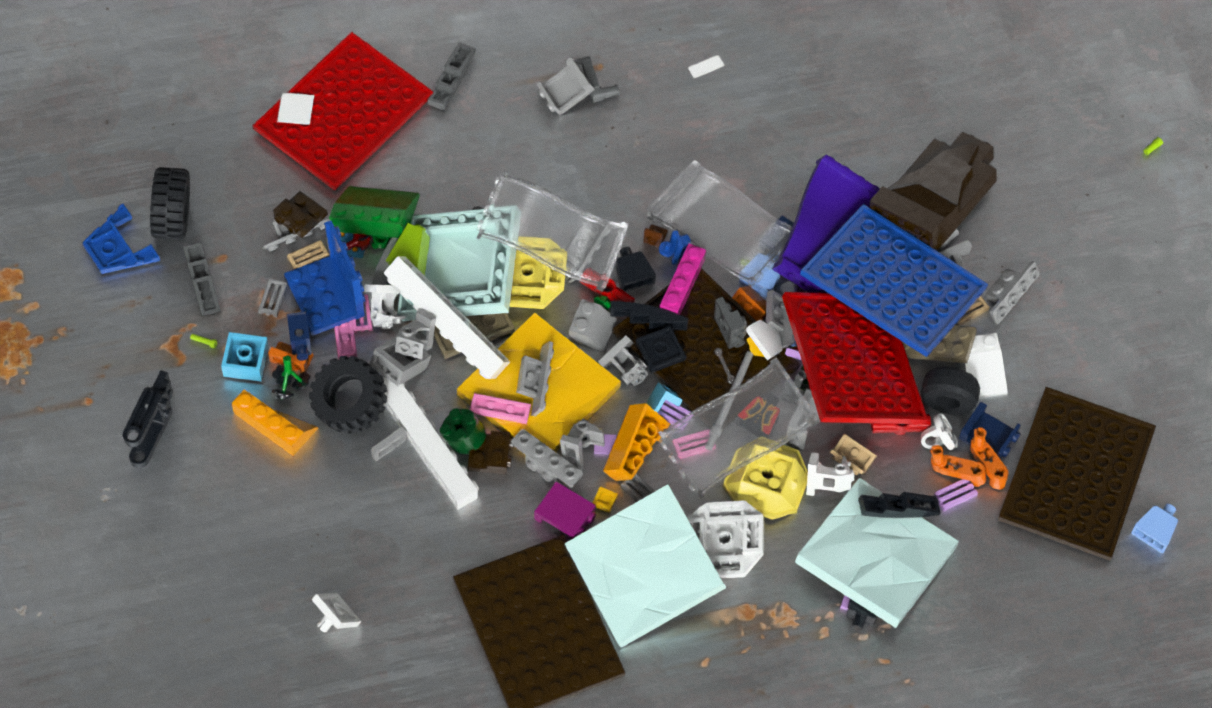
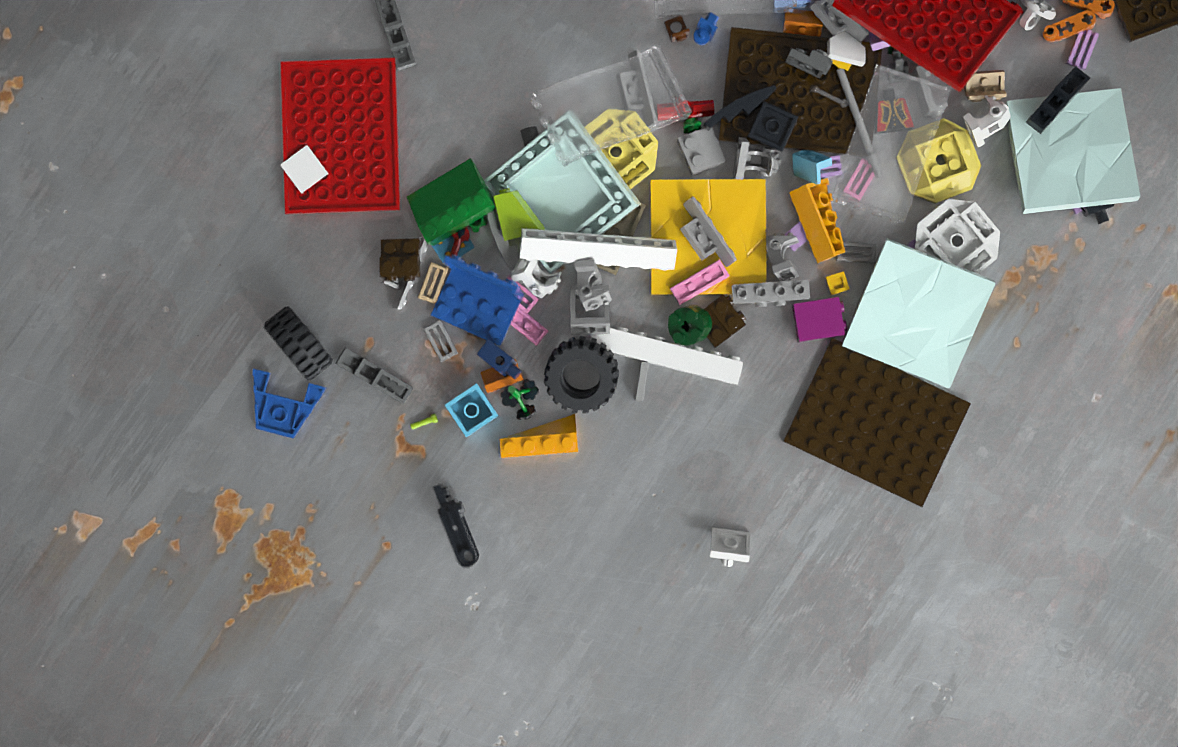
camera: 40 degrees left, 25 degrees up
(634, 270) = (690, 75): black torso -> none
(683, 279) = (740, 55): dark pink brick -> none

